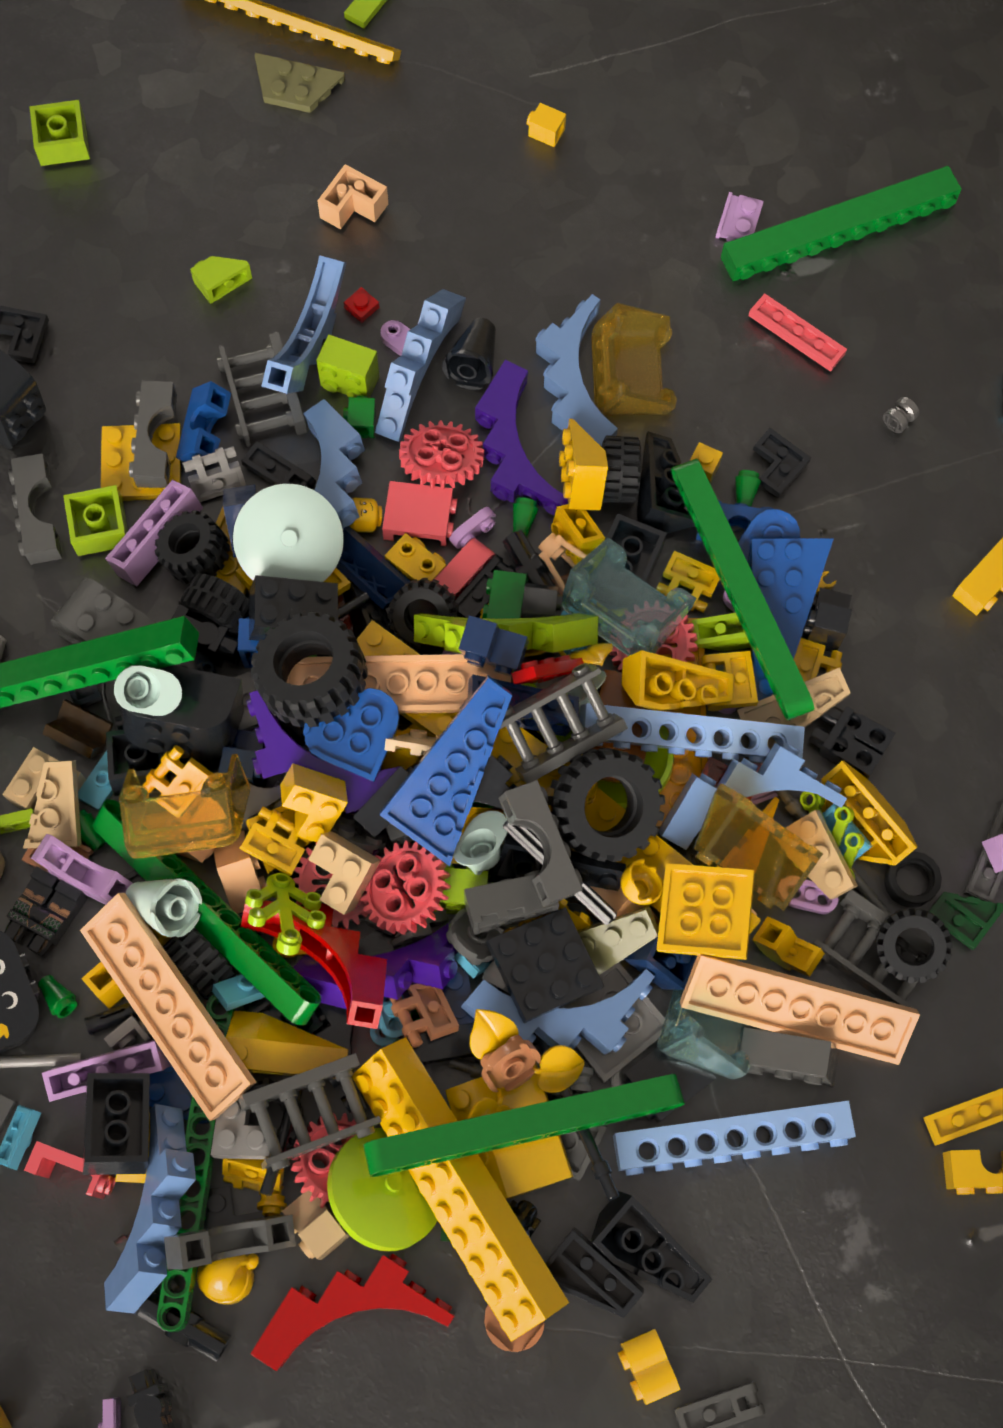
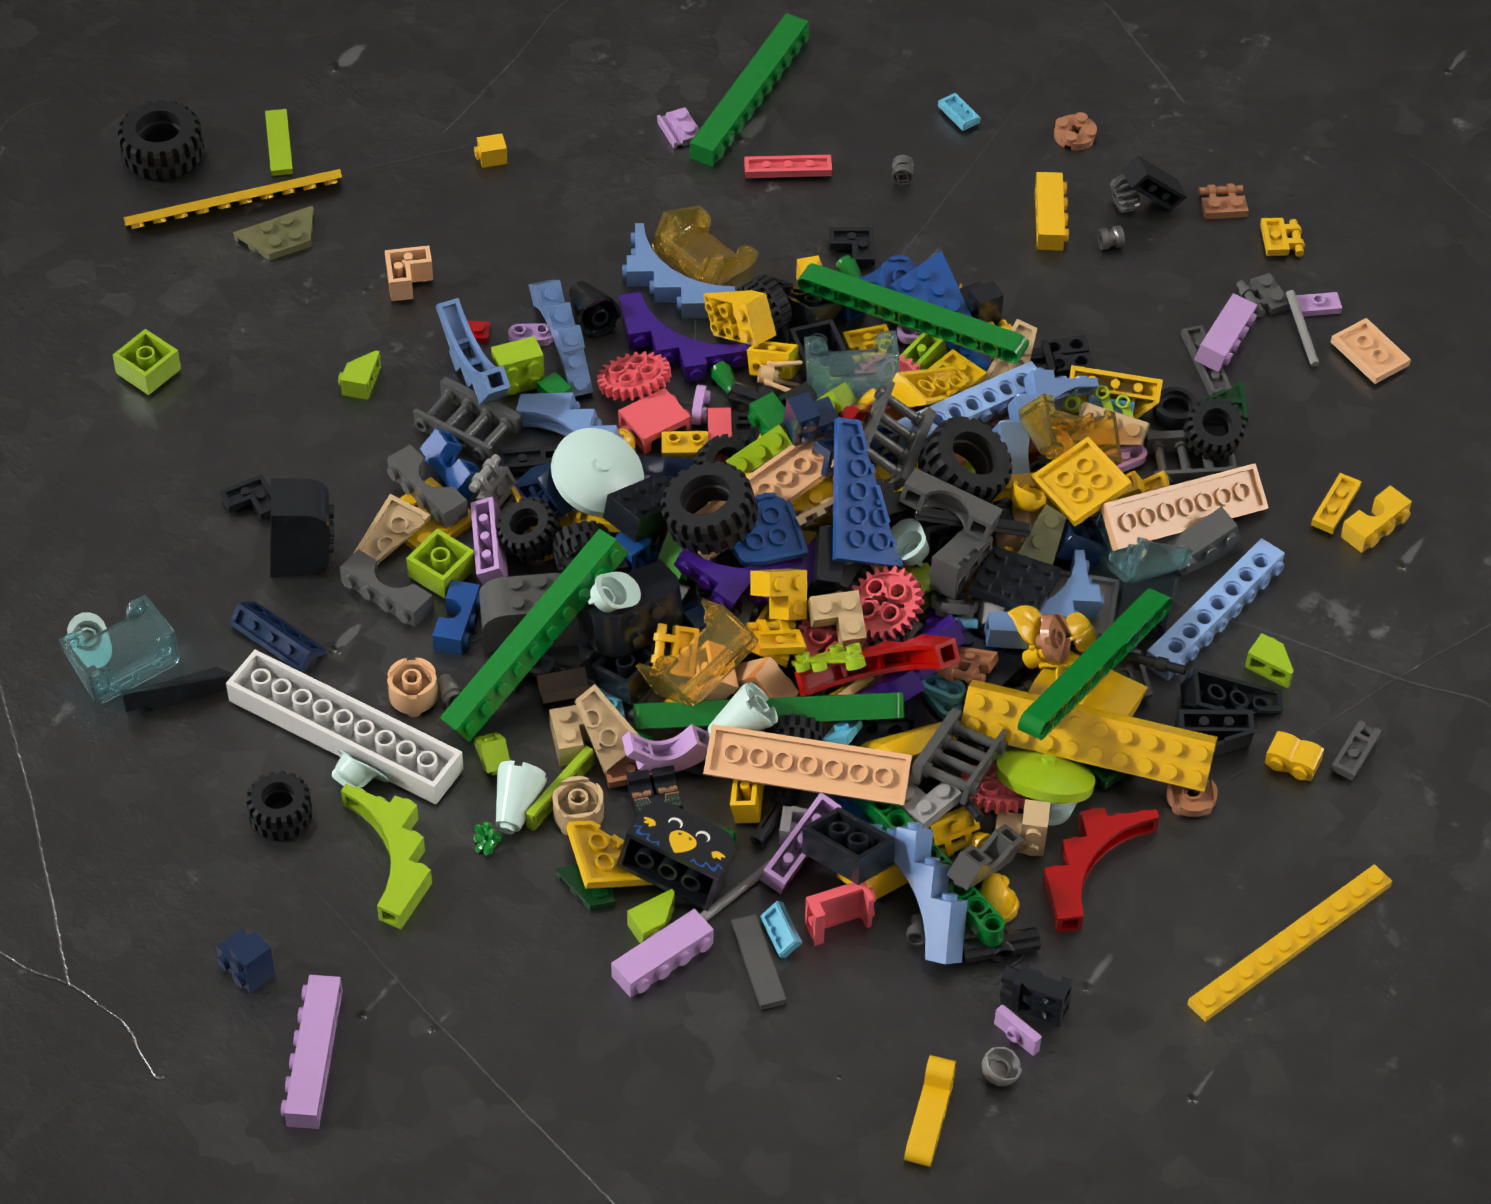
camera: 40 degrees left, 20 degrees down
(47, 599) = (454, 633): none -> blue arch
(89, 452) = (392, 527): none -> tan wing
(731, 1239) = (1270, 660): none -> lime slope

